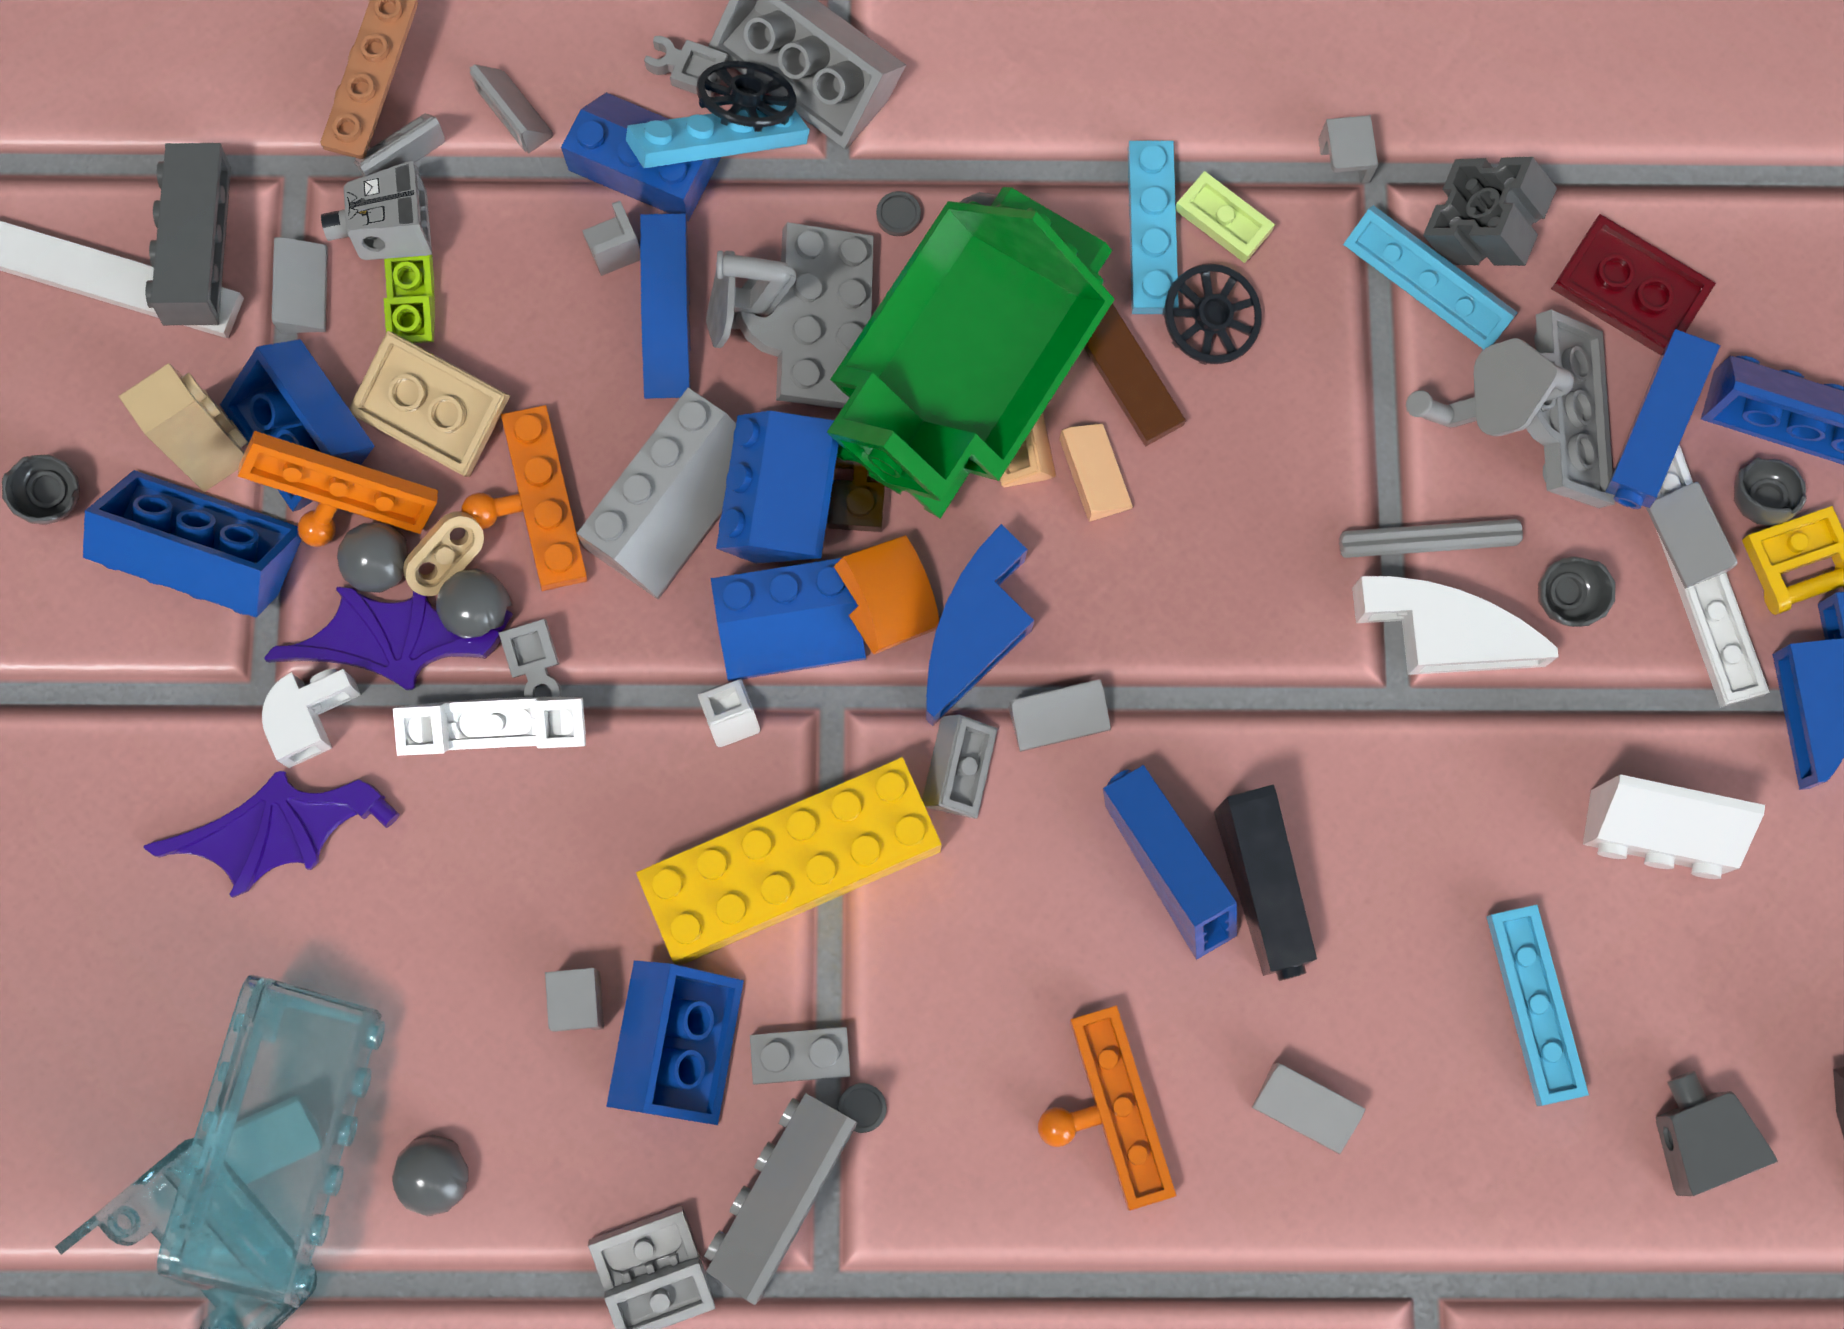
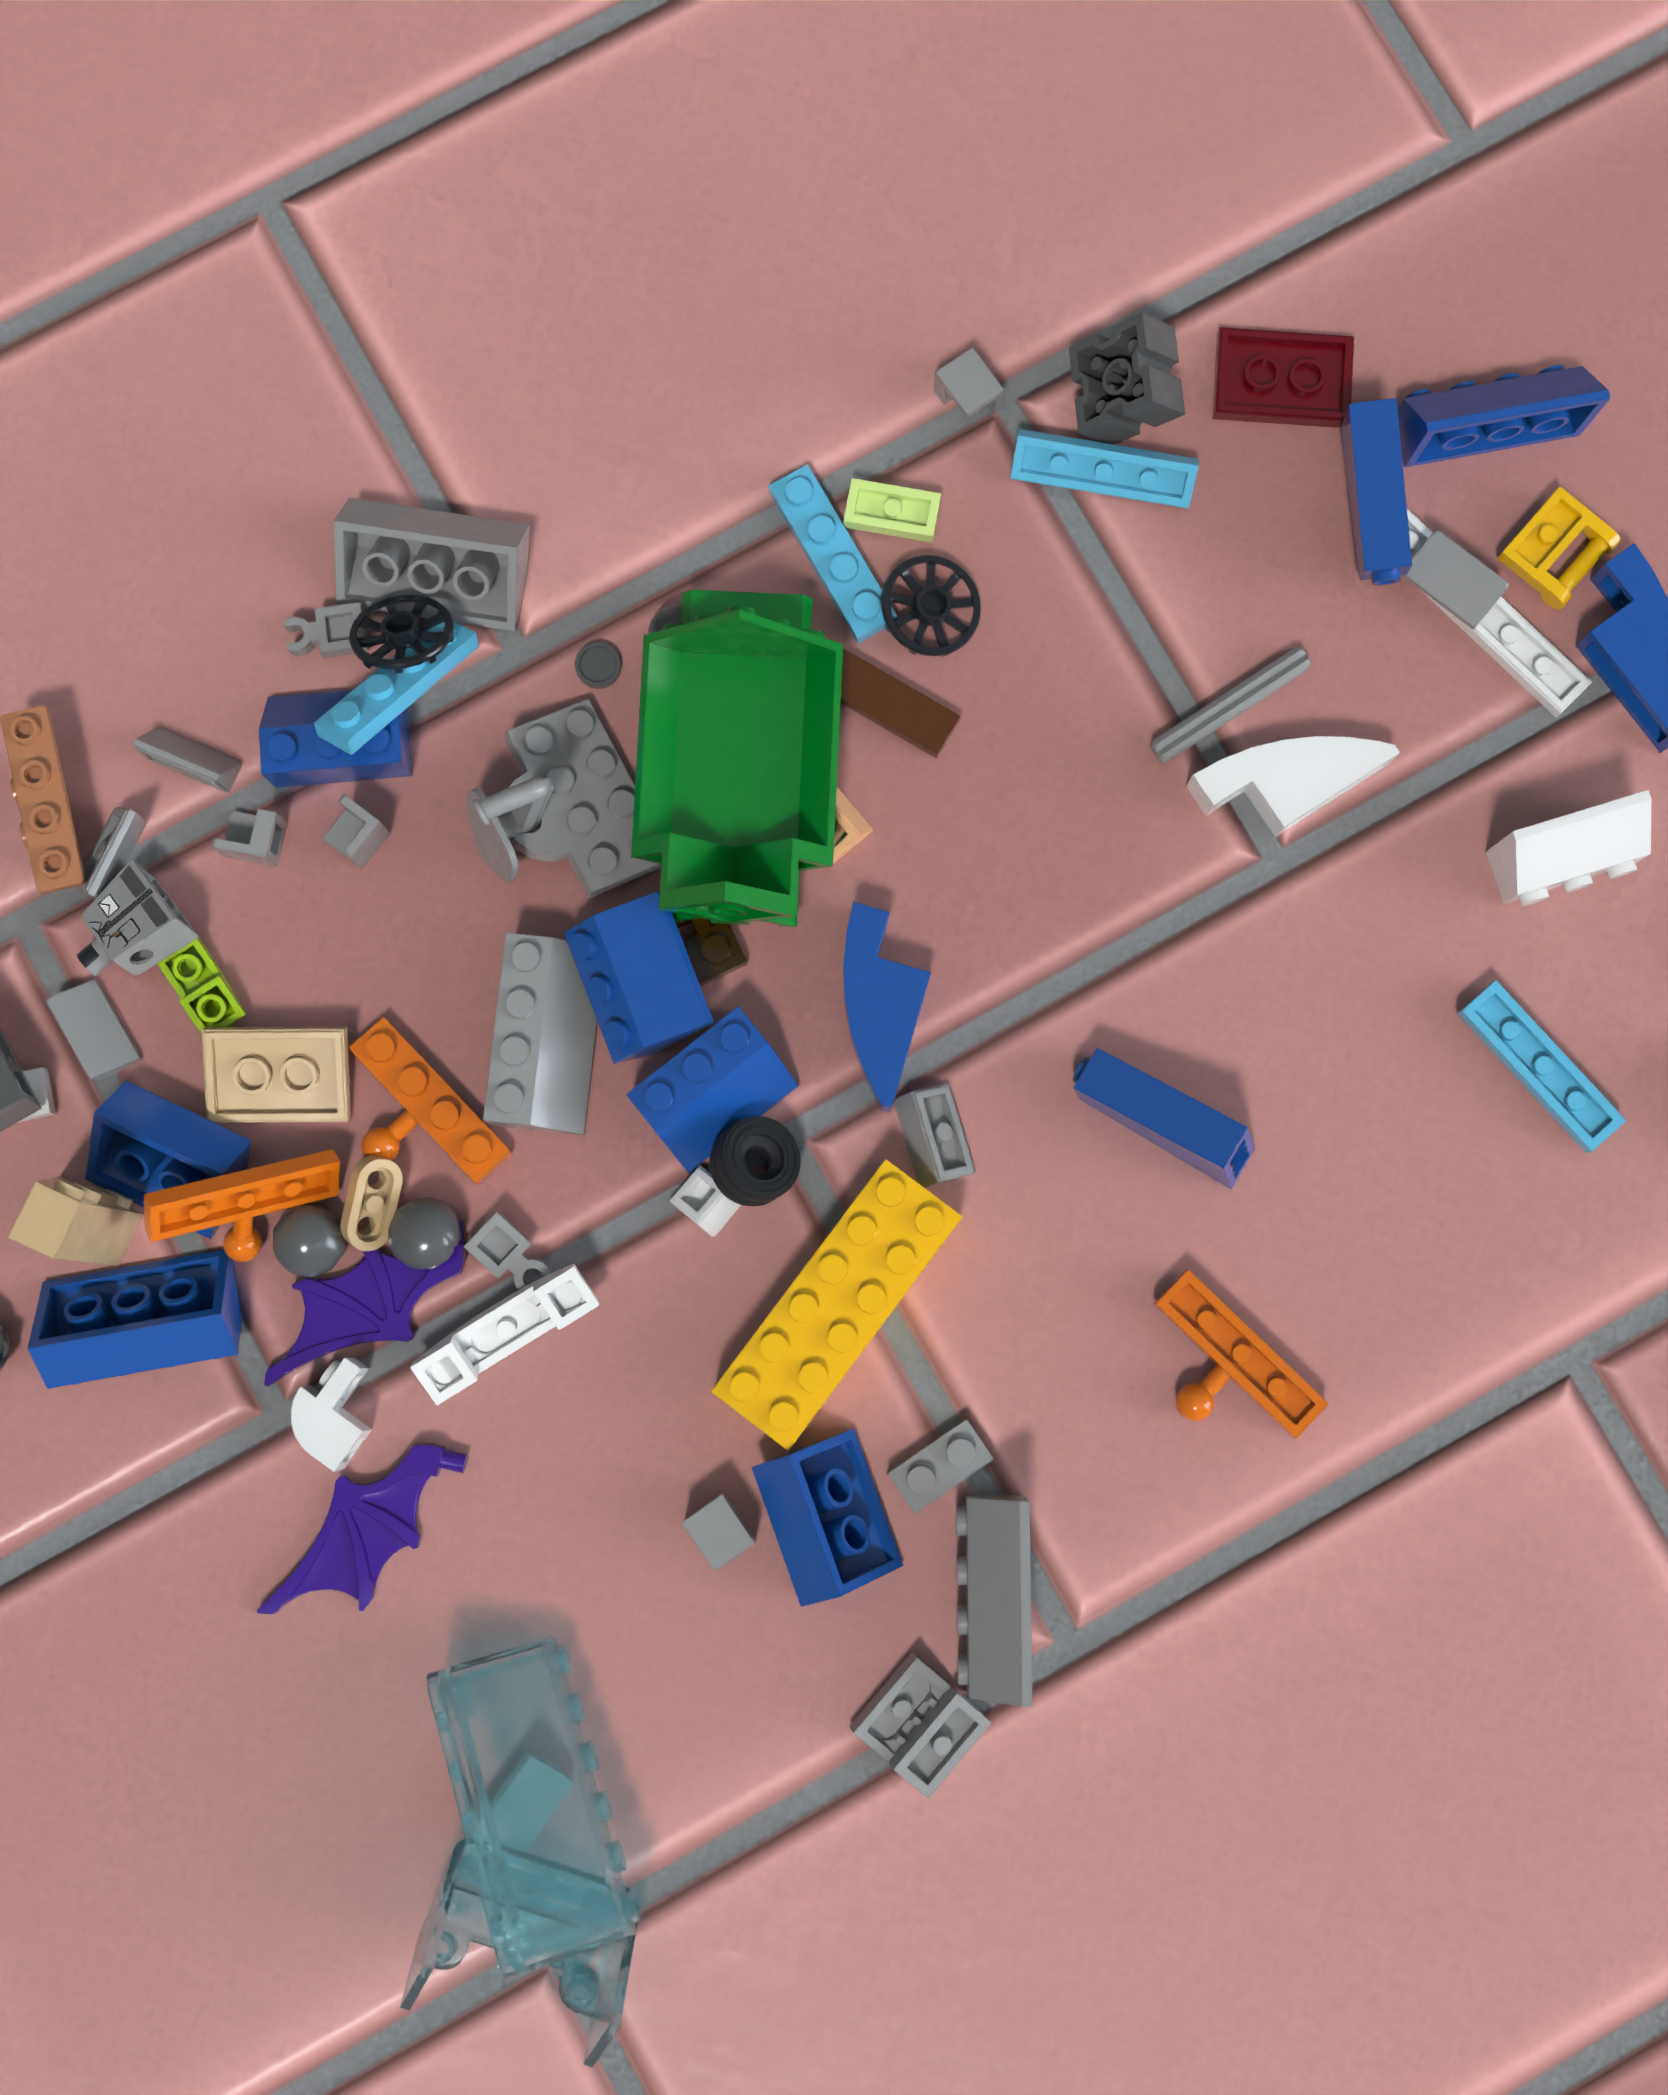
camera: 25 degrees left, 5 degrees up
(430, 1175) = (680, 1750): dark grey hair -> none
(525, 200) = (253, 837): none -> light grey panel
(665, 305) = (438, 866): blue slope -> none
(814, 693) = (777, 1148): none -> black tyre
(864, 1105) = (1018, 1477): dark grey piece -> none
(890, 594) = (790, 1018): orange slope -> none
(1059, 715) = (997, 1042): light grey slope -> none
(1095, 471) = (905, 805): light nougat slope -> none
(1266, 881) = (1258, 1090): black slope -> none
(1308, 1107) = (1396, 1264): light grey slope -> none
(1550, 392) = (1266, 525): light grey plate -> none
(1576, 591) = (1383, 684): dark grey hair -> none
(1769, 491) = (1500, 502): dark grey hair -> none

